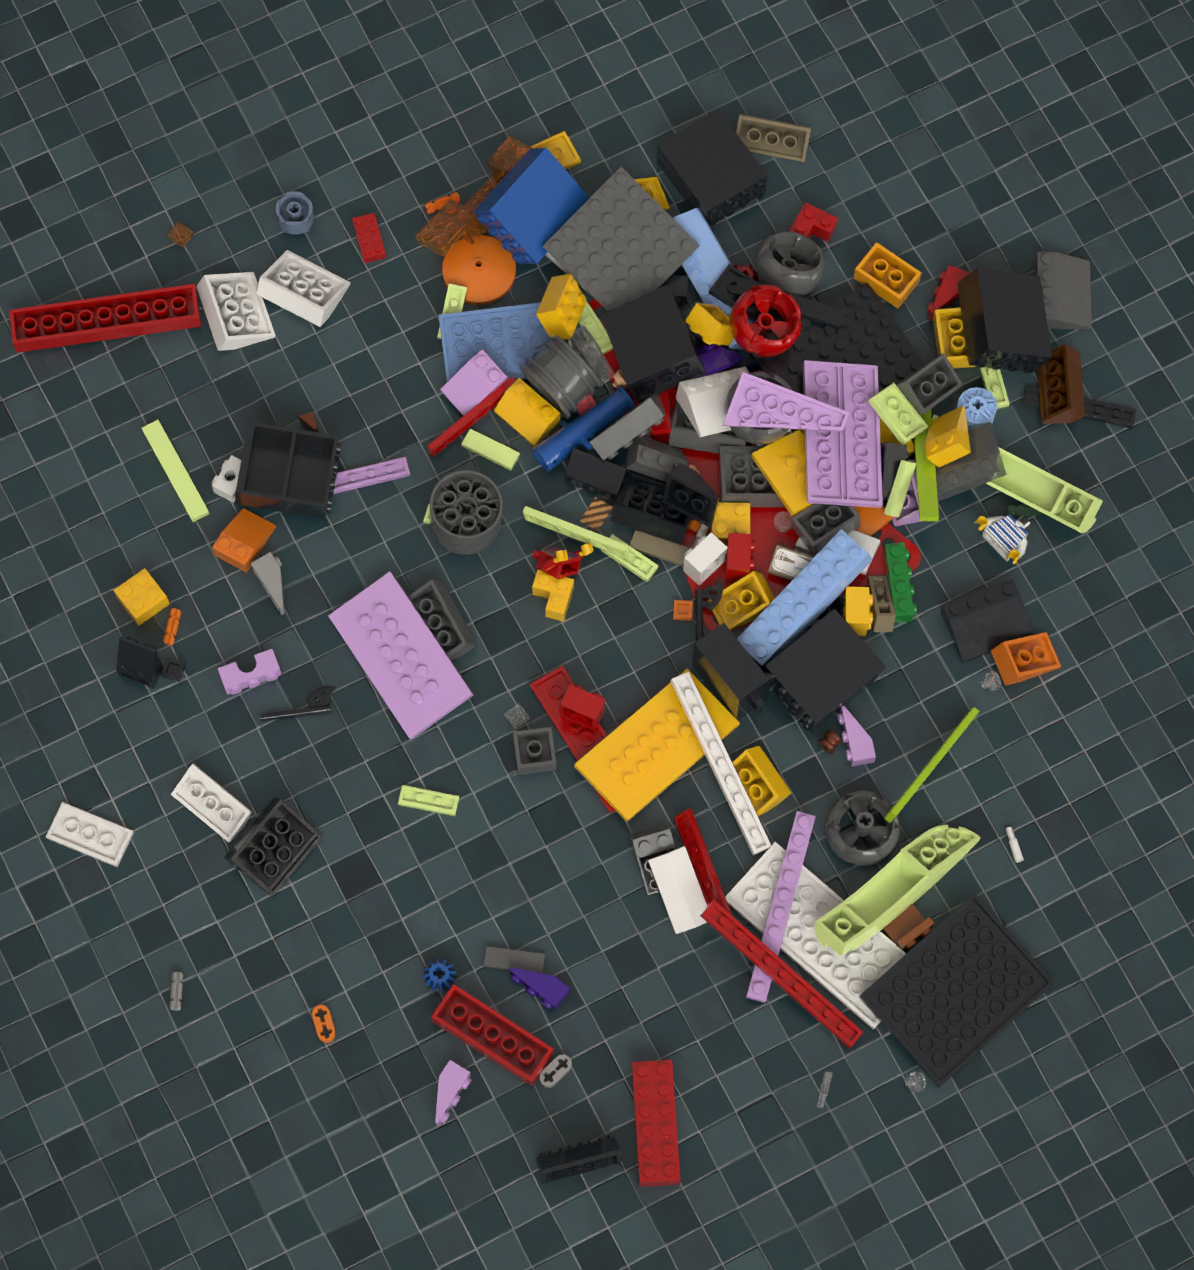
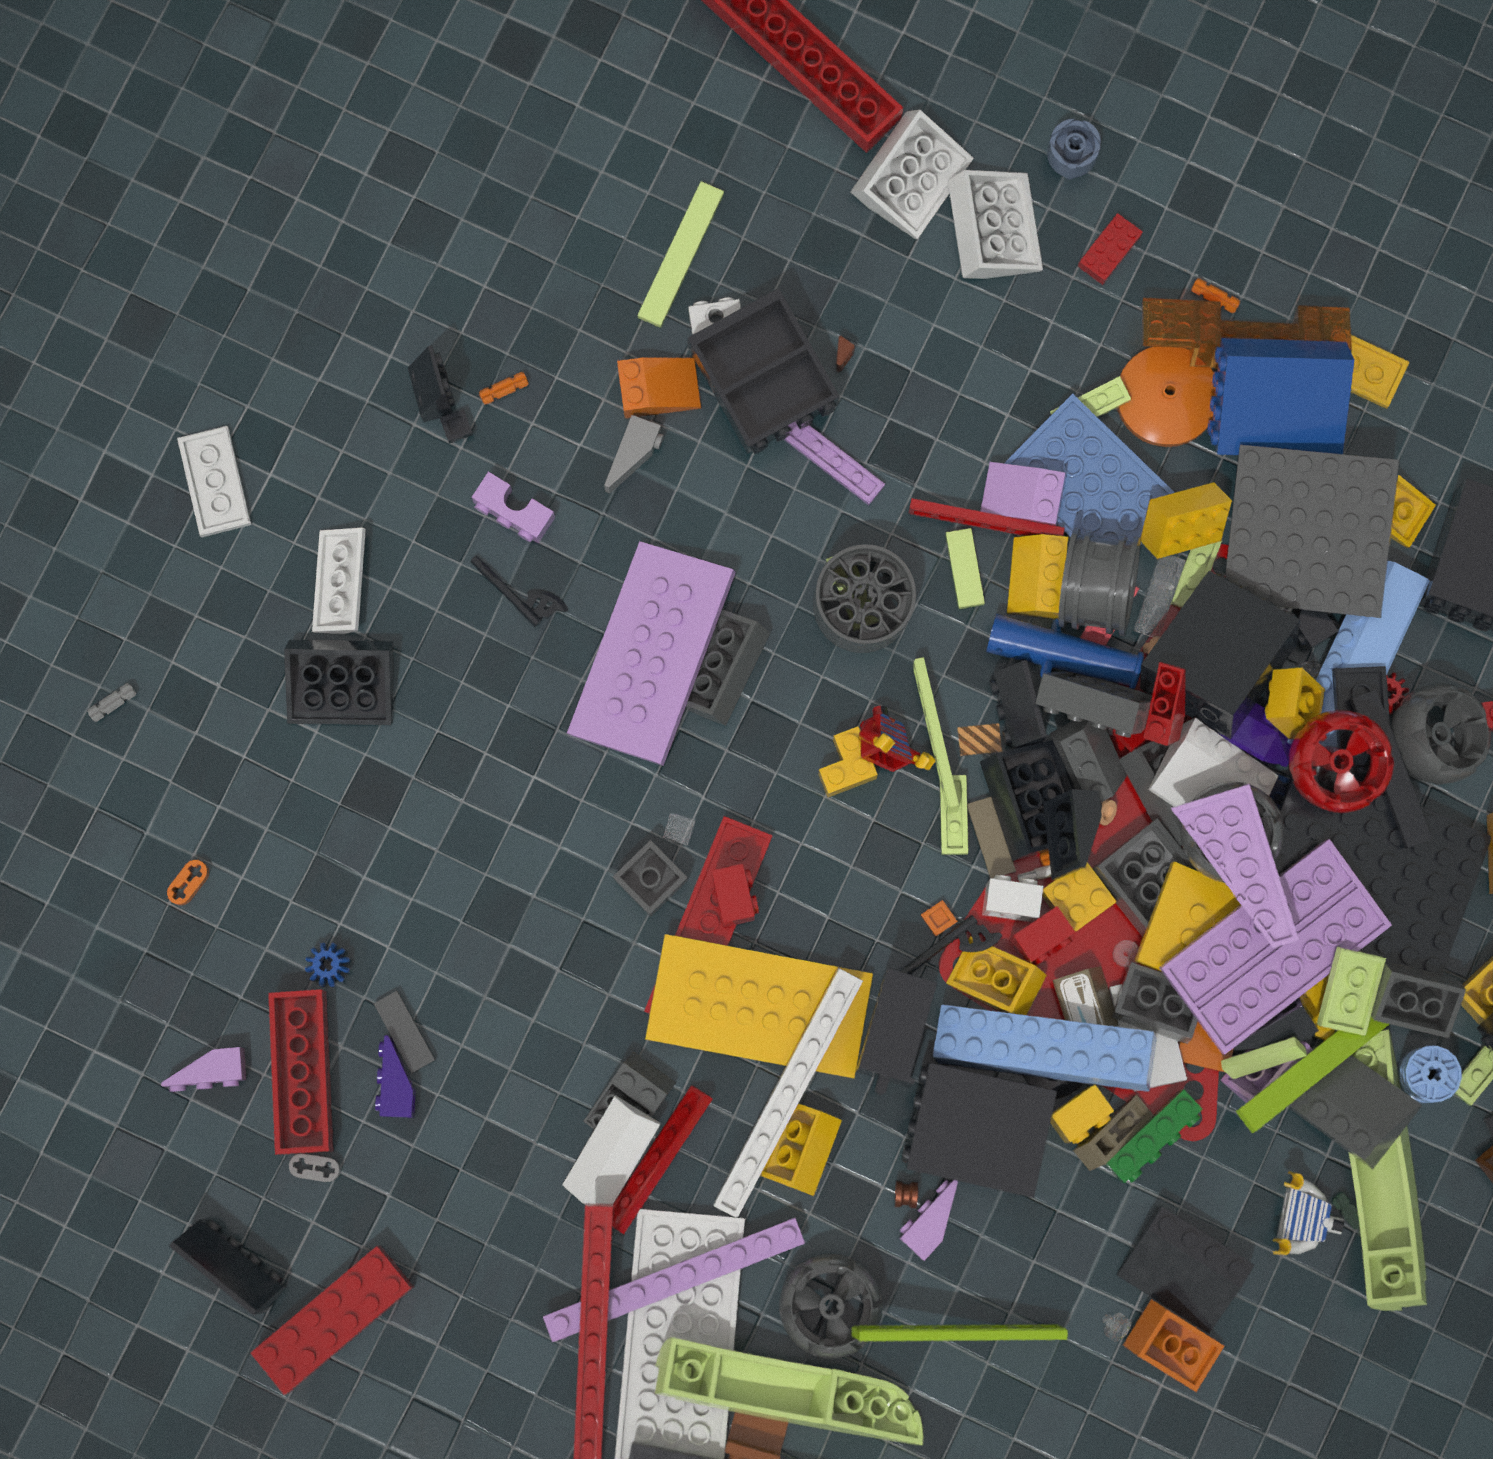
camera: 55 degrees right, 10 degrees up
(141, 597) = (509, 330): yellow brick -> none
(180, 234) = (955, 48): clear orange plate -> none
(428, 800) = (514, 806): yellowish green tile -> none
(661, 387) = (1167, 706): none -> red slope
(948, 438) = (1366, 1069): yellow slope -> none

